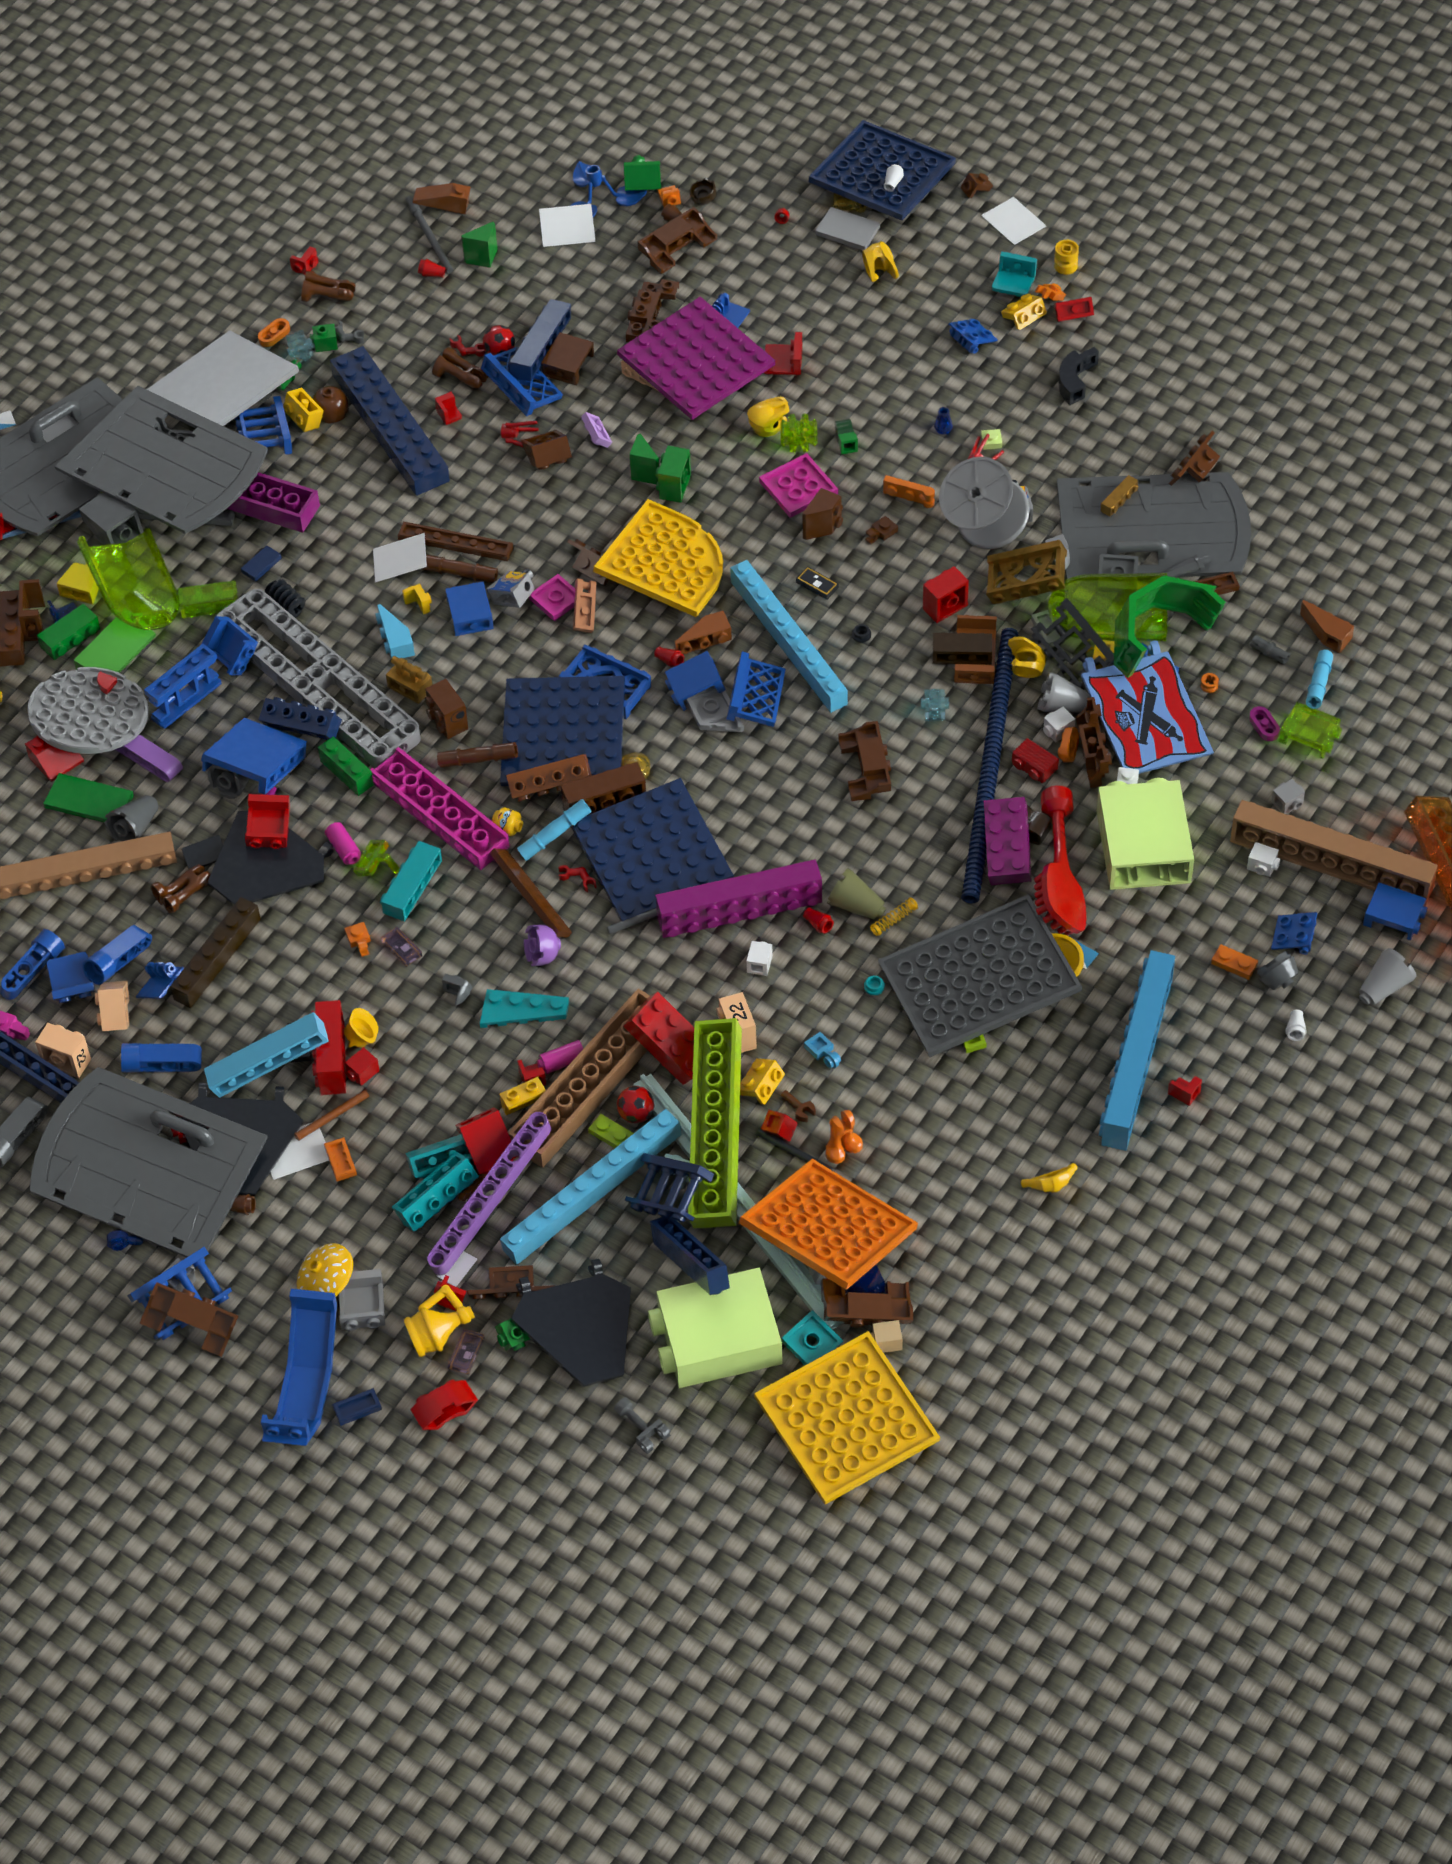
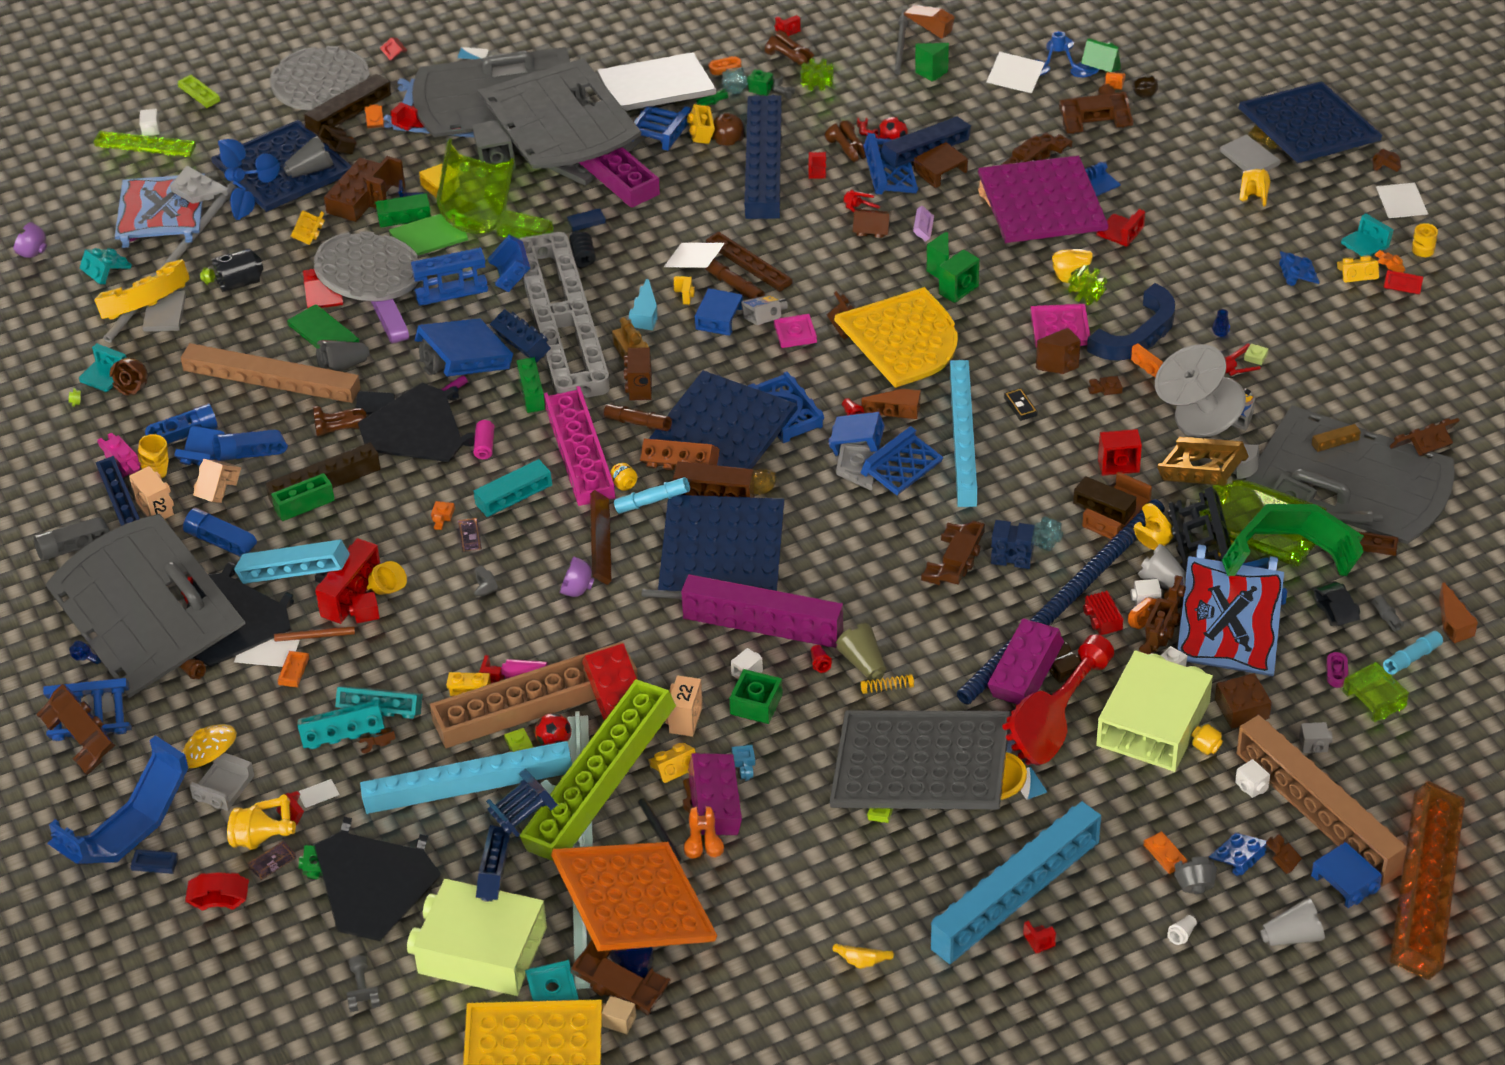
camera: 30 degrees right, 10 degrees down
(28, 1007) = (154, 453): none -> yellow helmet
(106, 682) = (396, 251): red tile -> none
(161, 978) = (270, 472): blue hinge -> none
(215, 983) = (303, 497): none -> green brick
(267, 821) = (436, 397): red panel -> none
(372, 857) = (500, 457): clear neon green plate -> none
(375, 306) = (817, 74): none -> clear neon green gear
(431, 269) = (880, 64): red cone -> none
(485, 1139) = (409, 704): red panel -> none
(488, 1203) = (378, 743): medium lavender beam -> none
(504, 1281) = (360, 822): reddish brown bracket -> none
(510, 1007) = (526, 620): teal wing -> none
(581, 871) = (655, 539): red arm -> none
(584, 606) = (810, 344): nougat plate -> none
(779, 1124) = (660, 802): red panel -> none
(782, 220) = (1197, 124): red hinge -> none
(792, 984) = (756, 696): none -> green brick
(821, 1090) = (715, 785): none -> magenta brick
(845, 434) = (1128, 303): leg -> none
(861, 633) = (1028, 456): black plate -> none
(867, 486) = (1120, 347): none -> dark blue arch
(874, 985) = (828, 730): teal plate -> none
(893, 176) = (1311, 126): white cone -> none
(914, 730) = (1012, 544): none -> dark blue brick
(1070, 385) = (1365, 326): black arch -> none
(1203, 840) = (1207, 739): none -> yellow head
(1206, 687) = (1311, 622): orange bush -> none
(1208, 790) = (1242, 700): none -> reddish brown brick
(1225, 660) = (1336, 603): none -> black brick
(1335, 917) = (1285, 854): none -> reddish brown plate

